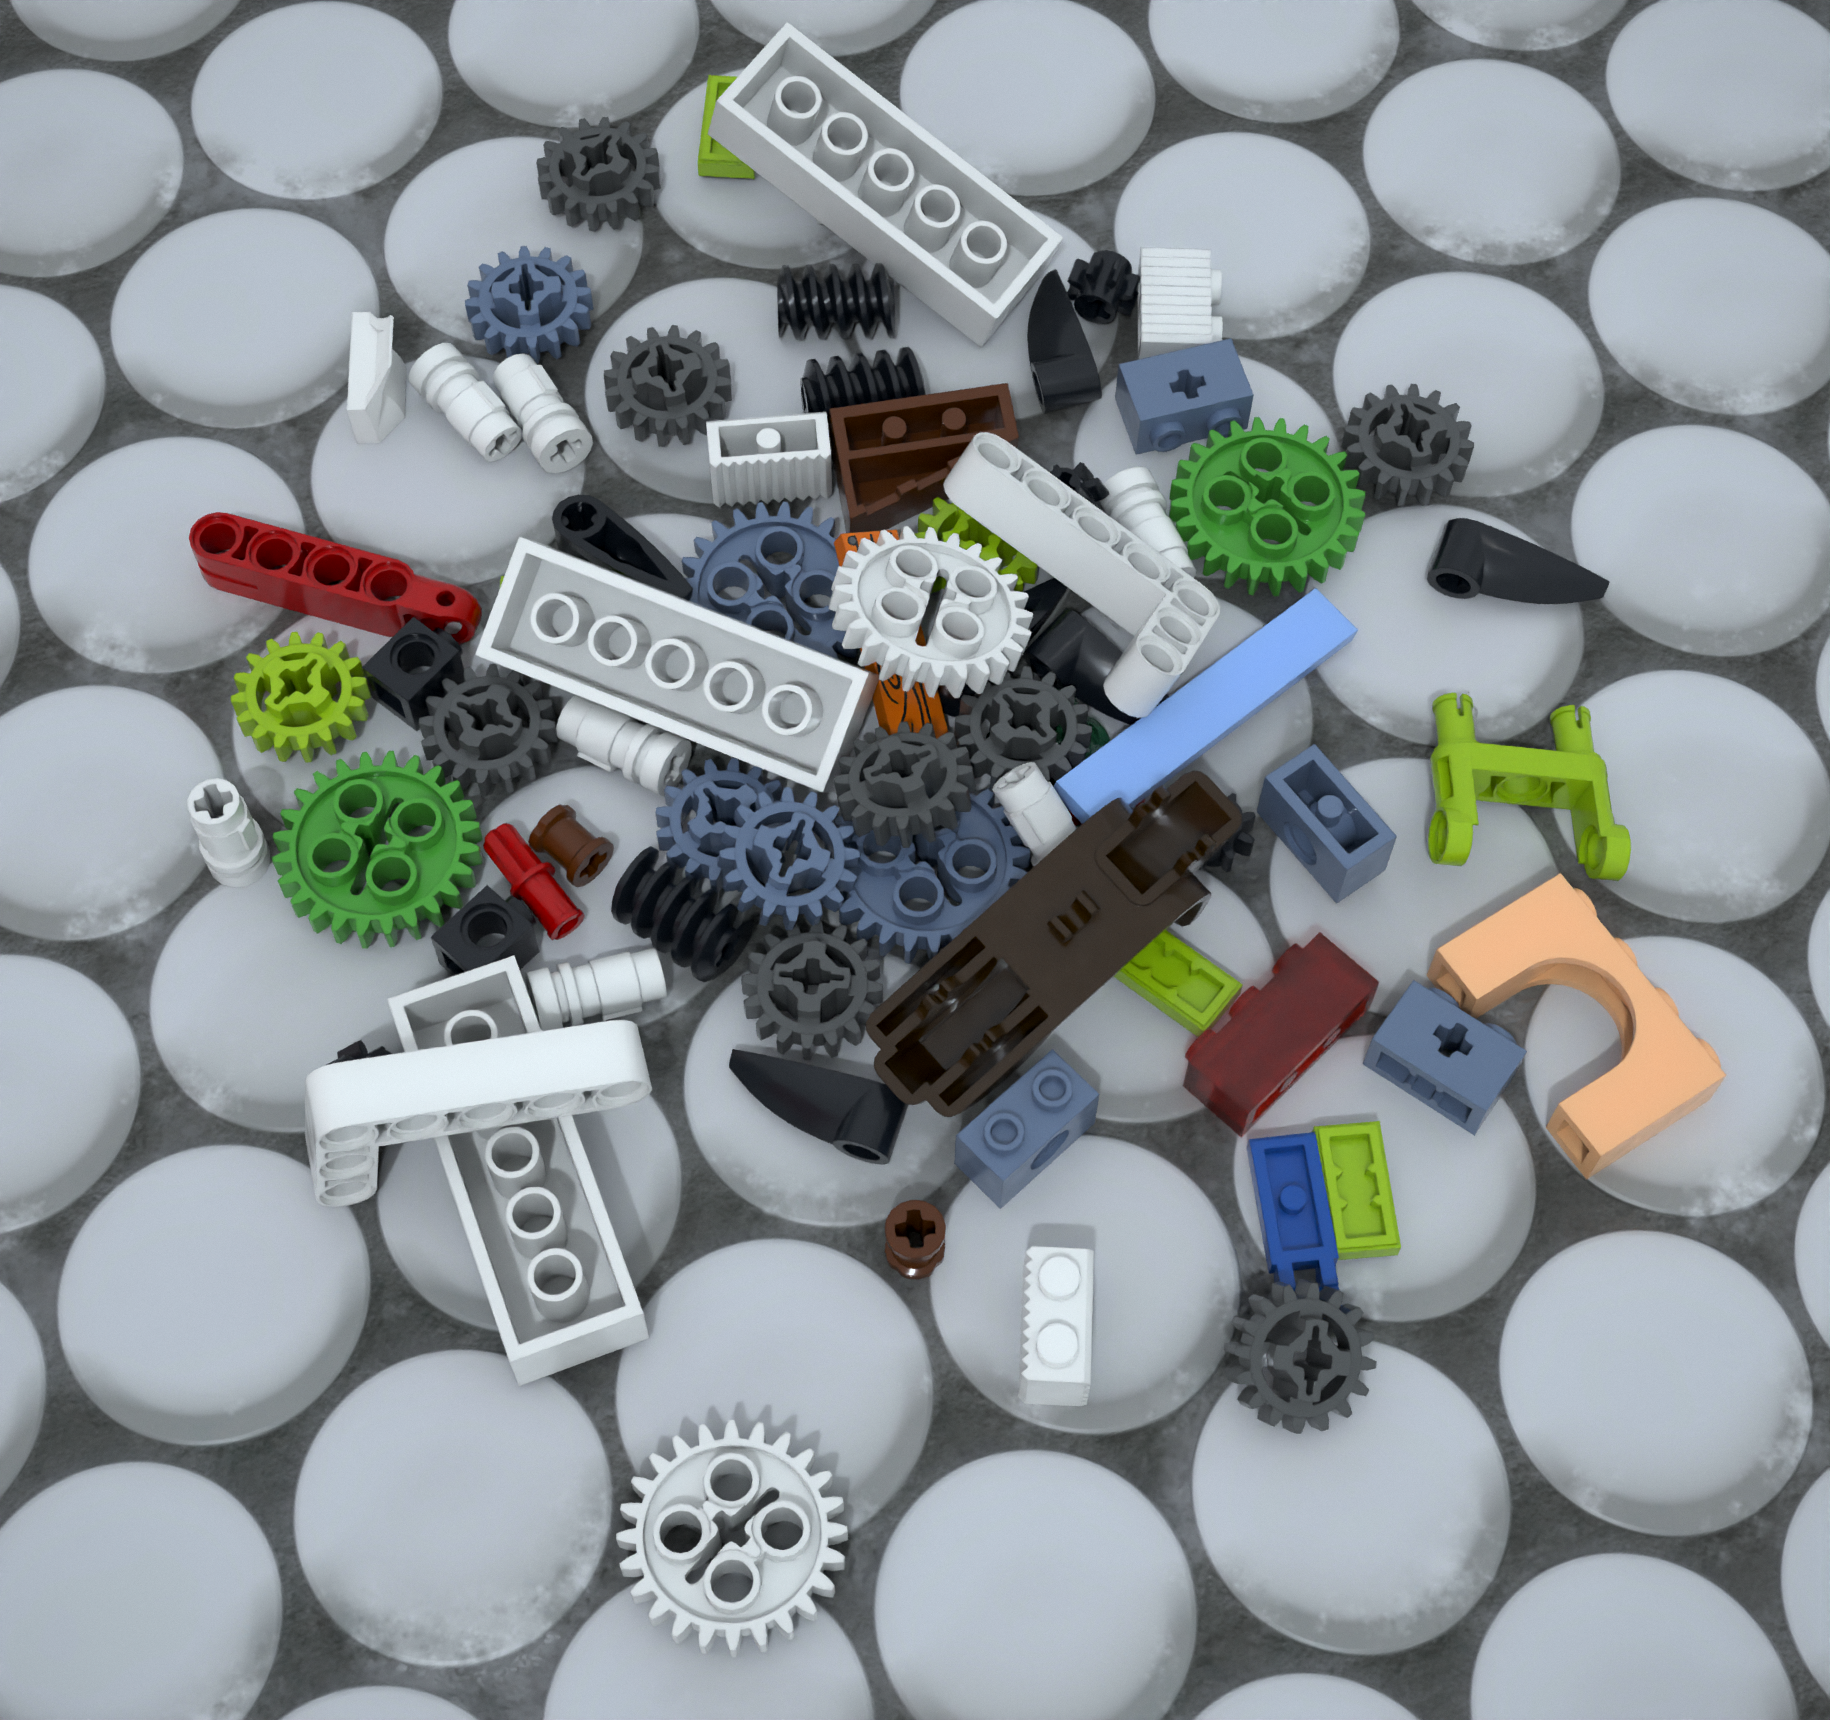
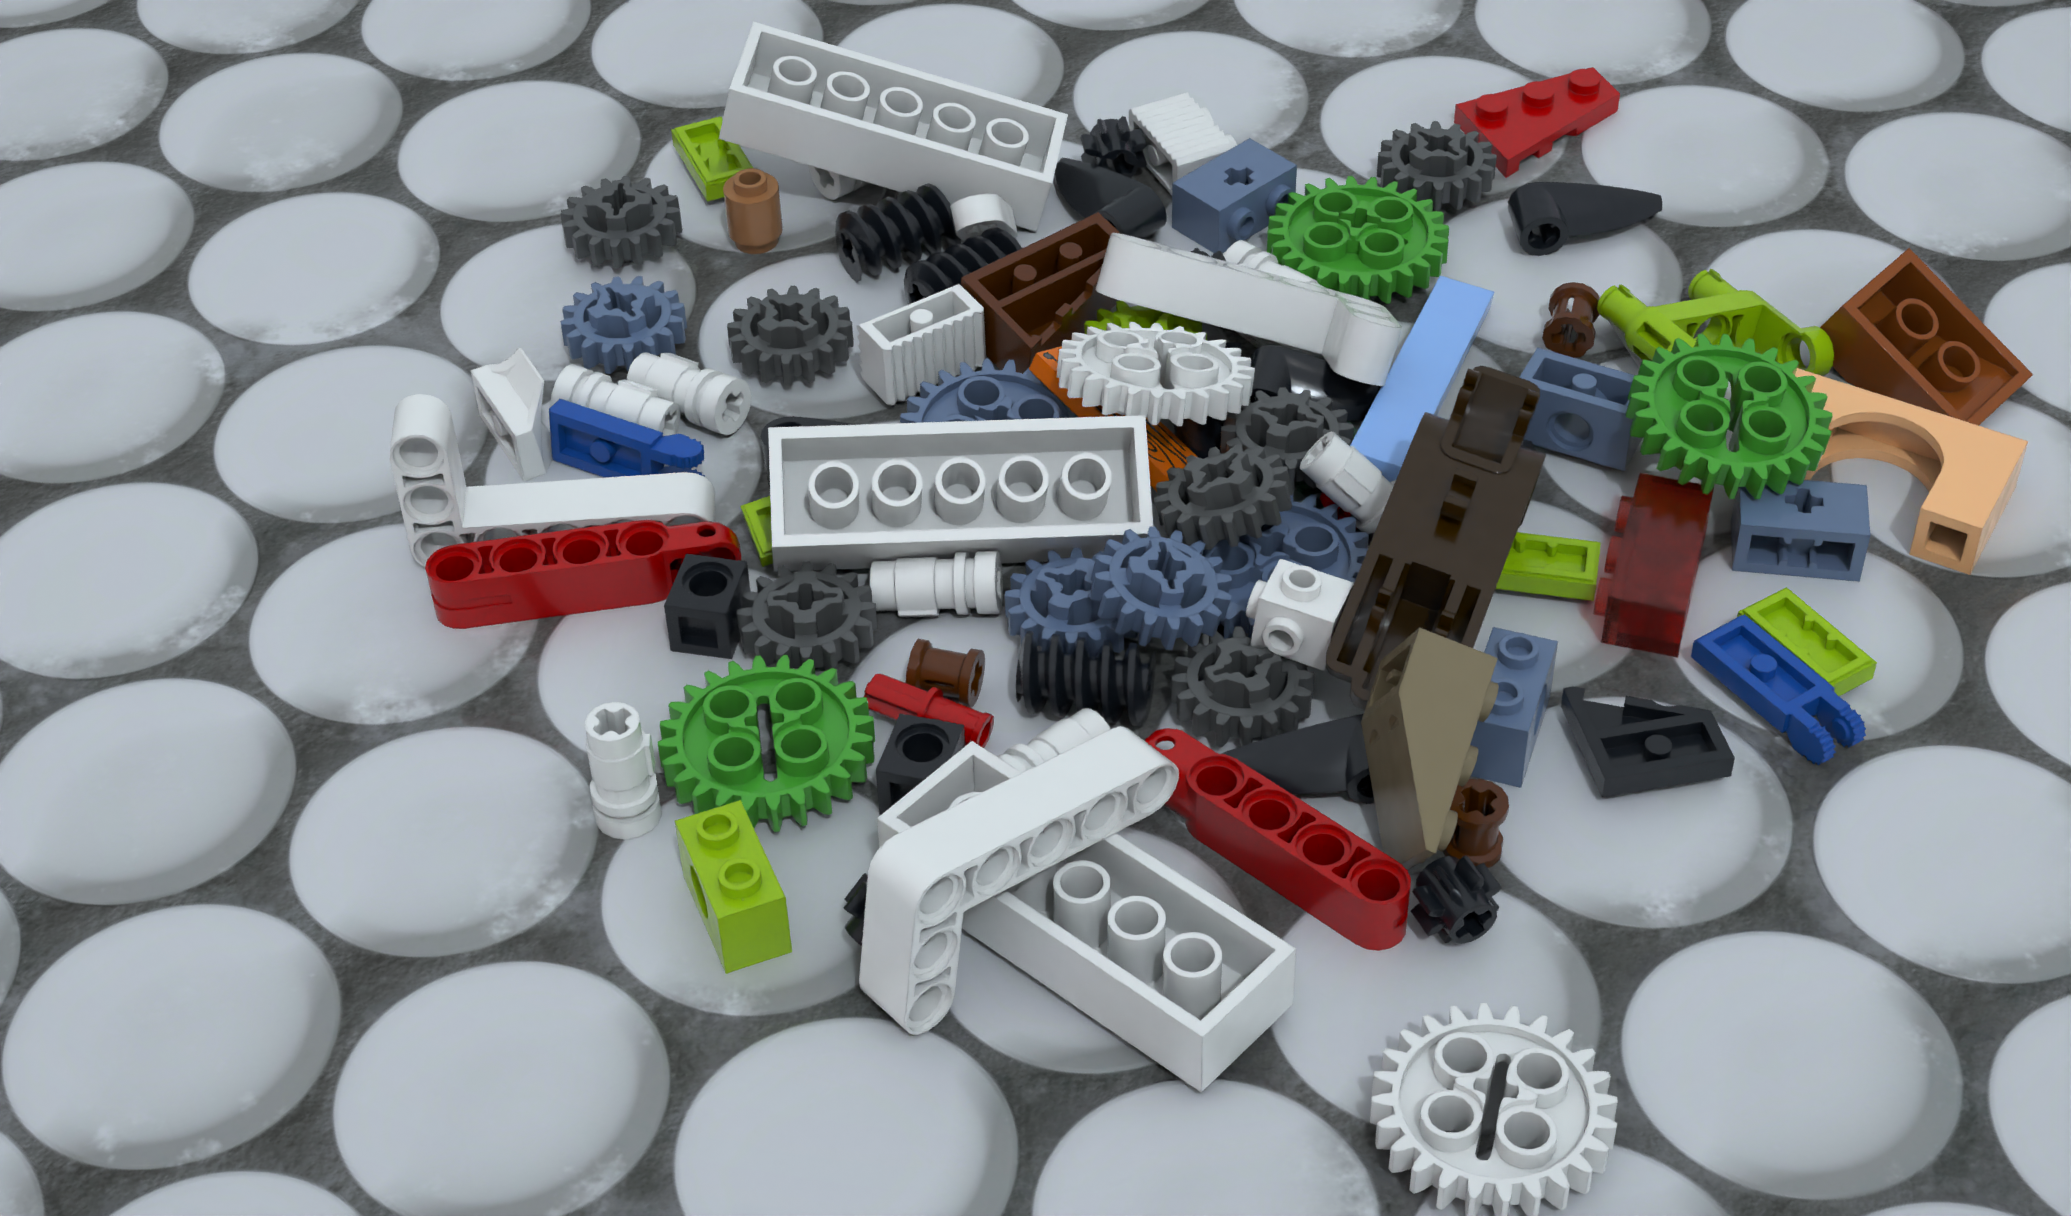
camera: 25 degrees left, 20 degrees down
(259, 991) = (733, 886): none -> lime brick
(275, 487) = (445, 512): none -> white beam
(300, 698) = (611, 659): lime gear -> none
(448, 461) = (617, 446): none -> blue hinge
(699, 1068) = (1288, 844): none -> red piece
(718, 216) = (753, 210): none -> medium nougat brick
(841, 1312) = (1456, 899): none -> black gear
(883, 946) = (1297, 612): none -> white brick
(896, 1134) = (1421, 737): none -> dark tan slope
(915, 331) = (982, 212): none -> white beam
(1056, 1326) = (1647, 832): white brick -> none
(1132, 1224) = (1646, 743): none -> black wing
(1325, 1363) = (1864, 763): dark grey gear -> none
(1405, 701) = (1584, 313): none -> reddish brown bush
(1487, 947) = (1685, 418): none -> bright green gear
(1558, 415) = (1535, 115): none -> red wing
(1724, 904) = (1922, 345): none -> dark orange slope

